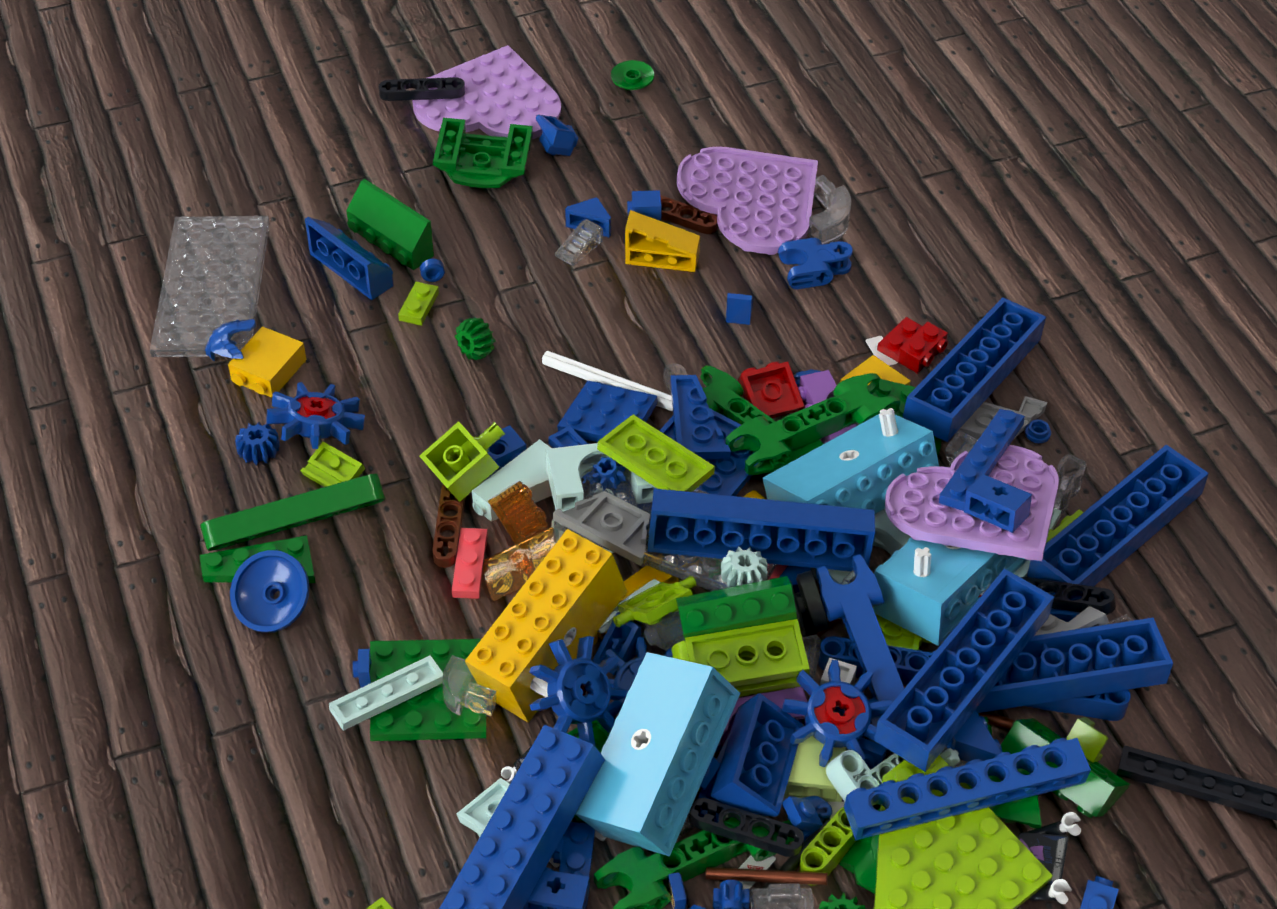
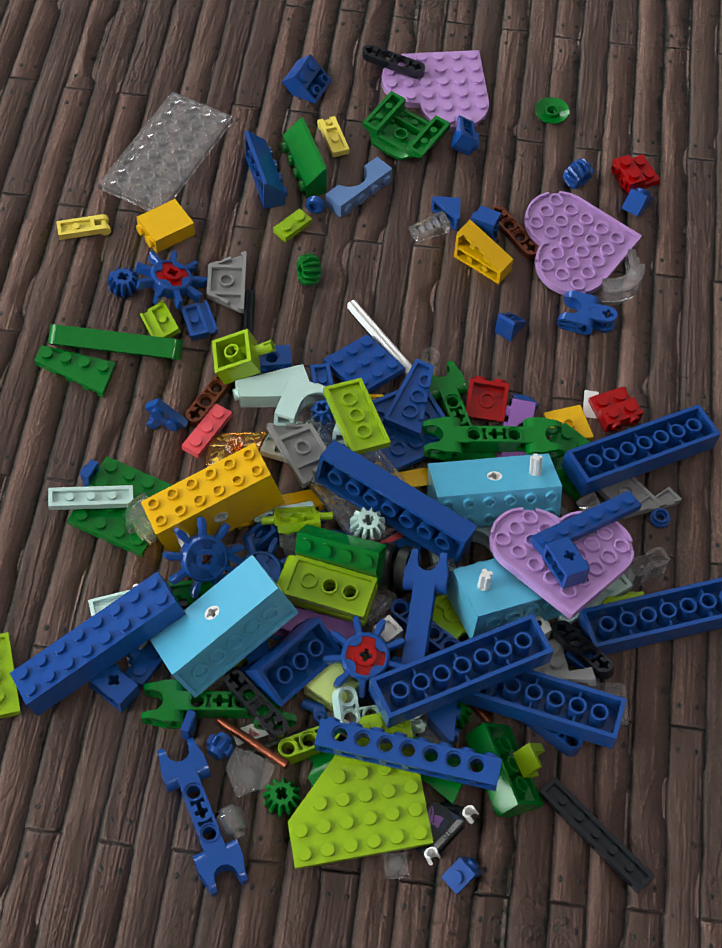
camera: 25 degrees right, 10 degrees up
(163, 404) = (83, 227): none -> light yellow plate
(221, 342) = (144, 194): blue animal -> none
(255, 587) = (58, 387): blue dish -> none
(331, 144) = (307, 79): none -> blue slope
(378, 447) = (199, 320): none -> blue plate
(385, 392) = (227, 282): none -> light grey wing
(404, 191) = (333, 136): none -> light yellow plate
(410, 564) = (164, 415): none -> blue hinge
(430, 412) = (249, 310): none -> black axle
(463, 251) = (344, 199): none -> medium blue arch
(518, 512) = (254, 410): clear orange brick -> none
(707, 125) = (578, 173): none -> blue gear
(763, 104) = (634, 172): none -> red plate
(789, 128) = (637, 201): none -> blue slope
(802, 815) = (300, 714): blue bracket -> none

